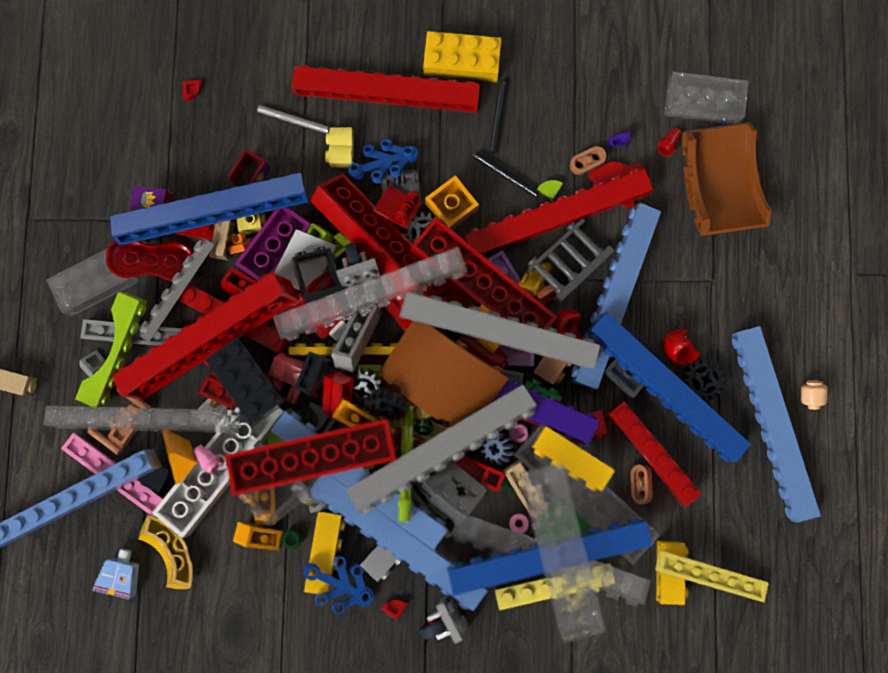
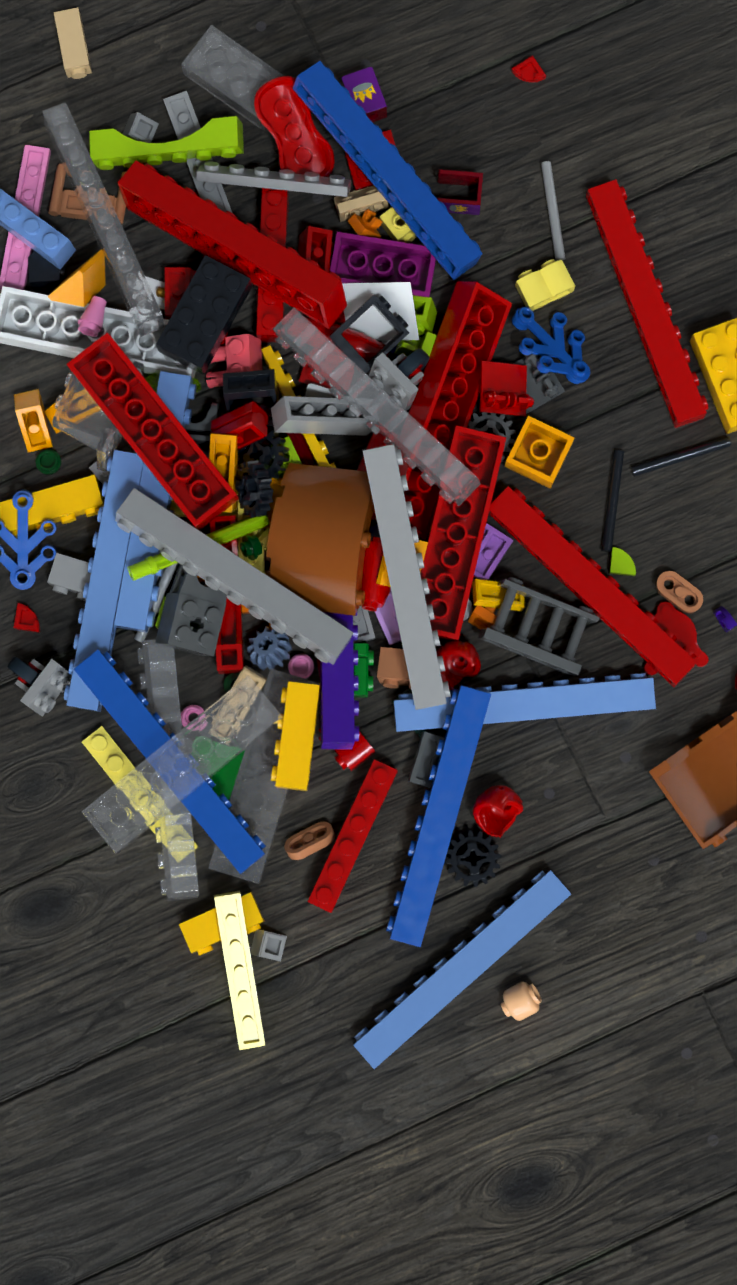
camera: 65 degrees right, 0 degrees up
(699, 547) = (268, 945): none -> light grey slope

